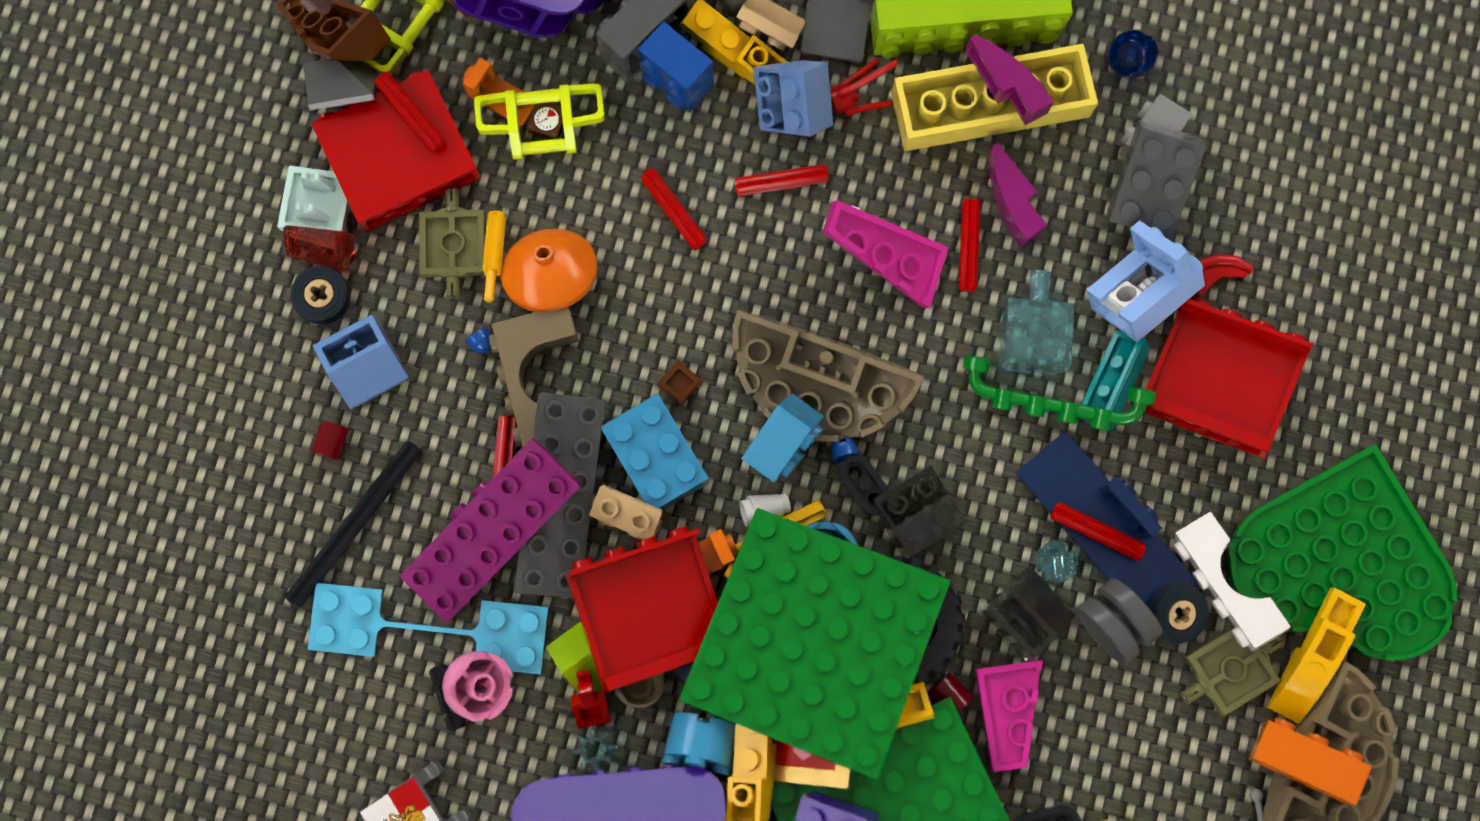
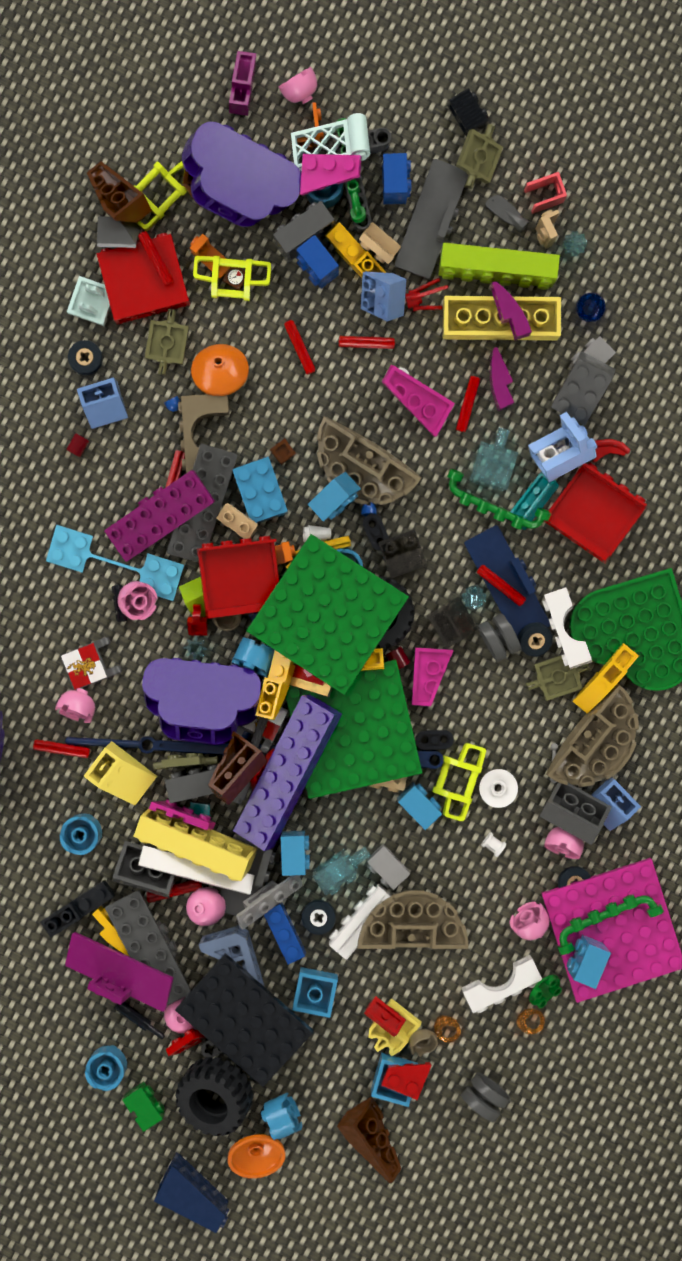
camera: 15 degrees right, 10 degrees up
(339, 244) = (95, 330): clear red slope -> none
(353, 524) = (83, 495): black axle -> none
(493, 251) = (189, 352): yellow axle -> none
(1310, 761) = (584, 733): orange brick -> none

